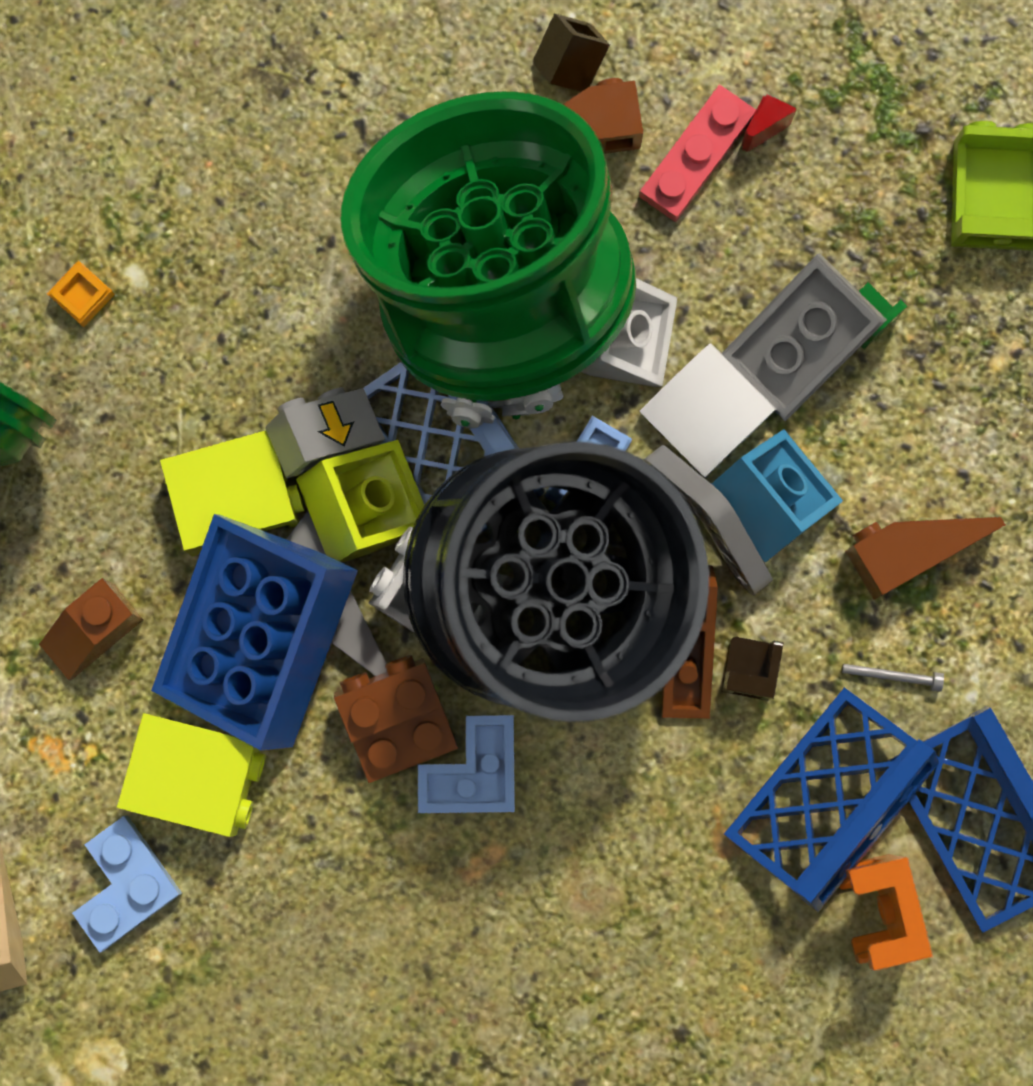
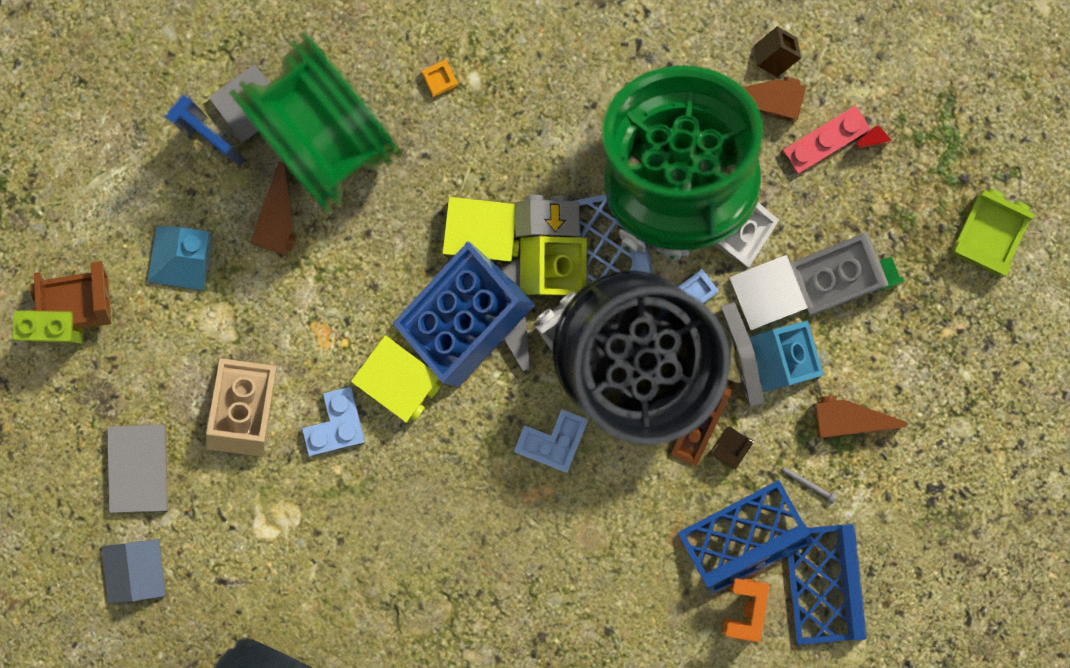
camera: 20 degrees right, 5 degrees up
(89, 628) = (371, 274): dark orange slope -> none
(394, 718) = (521, 394): dark orange plate -> none

